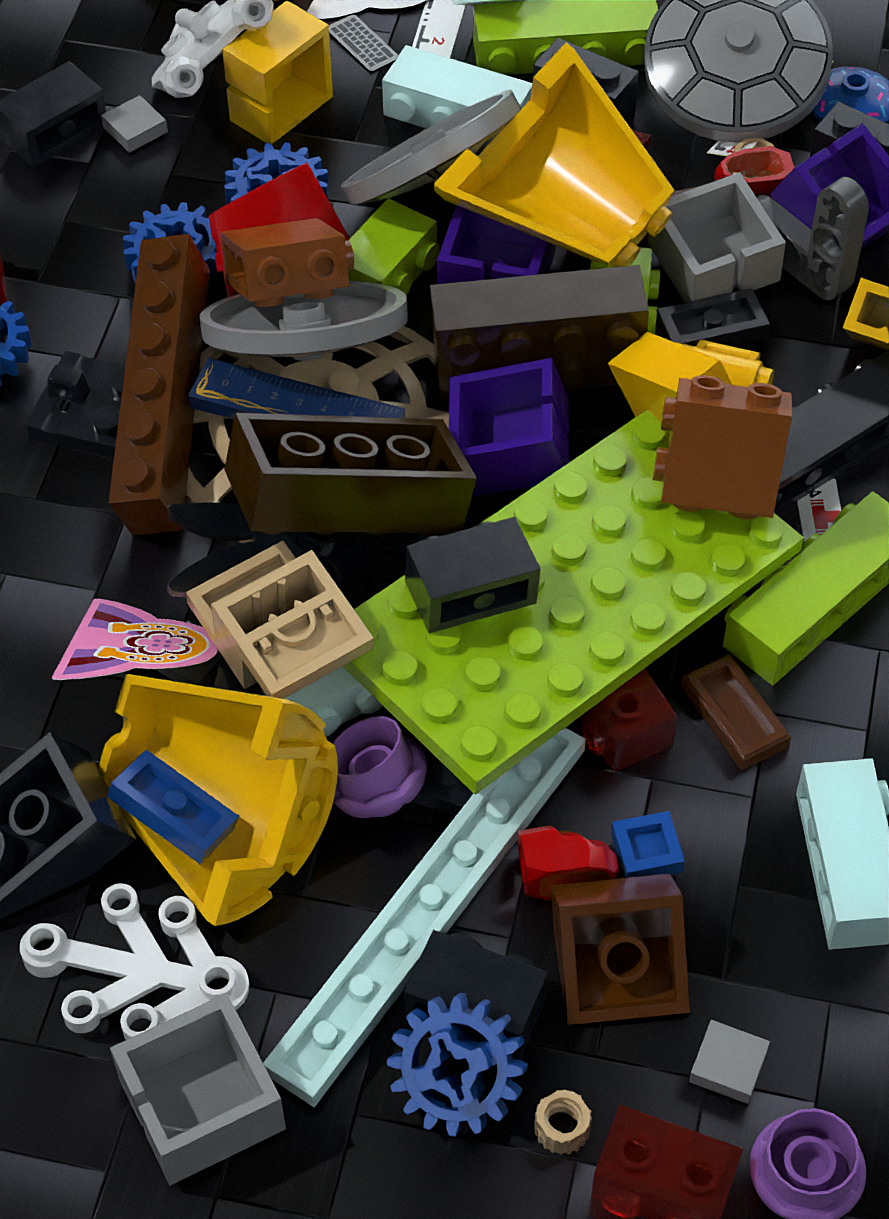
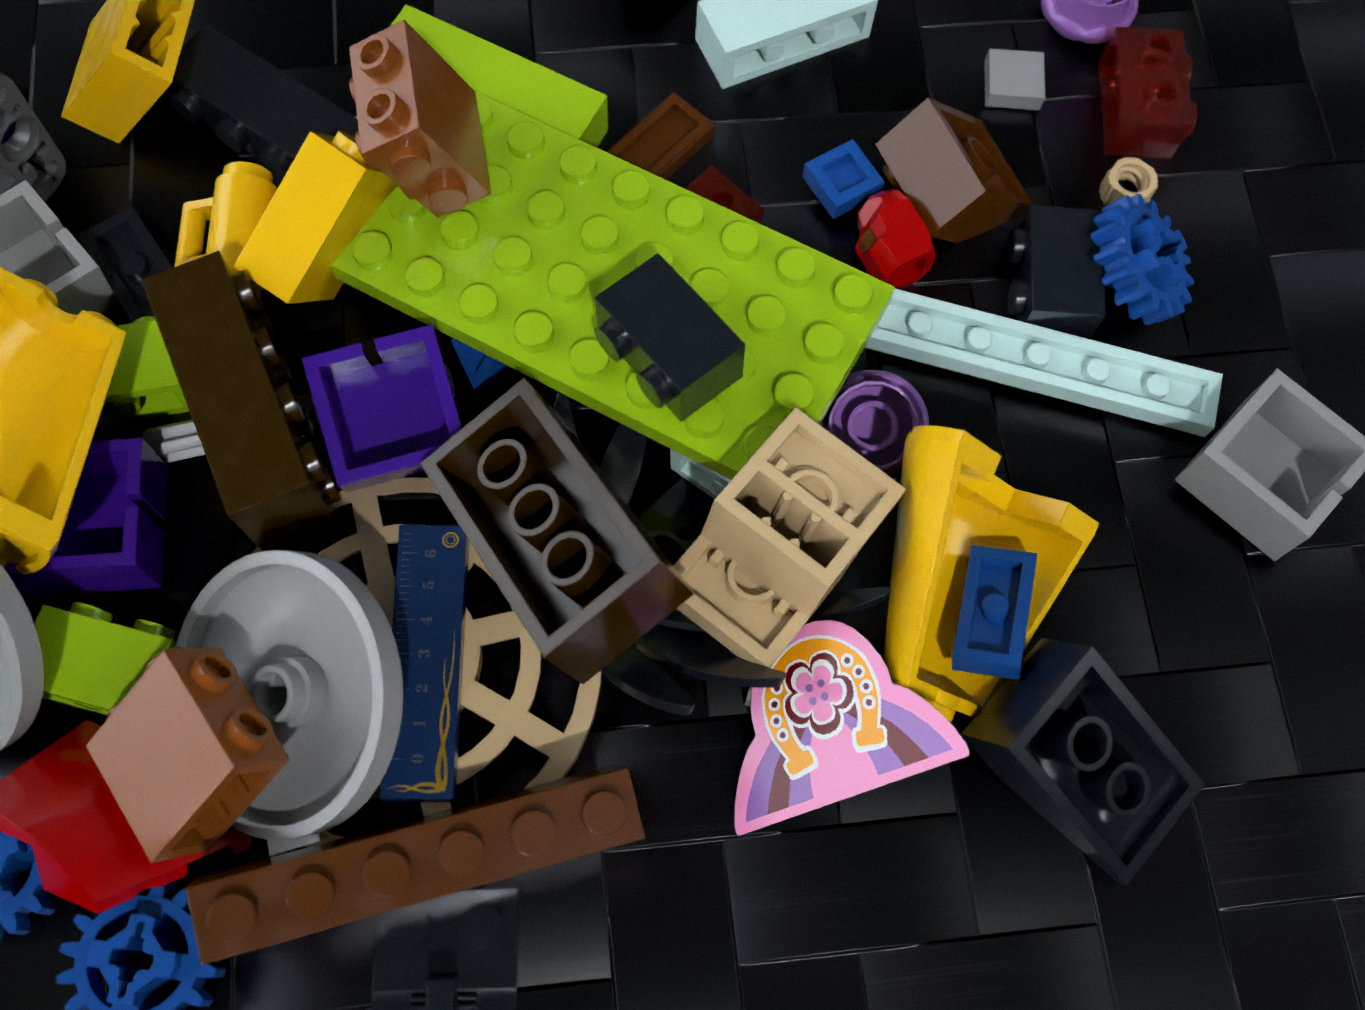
camera: 115 degrees left, 15 degrees up
(141, 970) = (1167, 583): white plant -> none

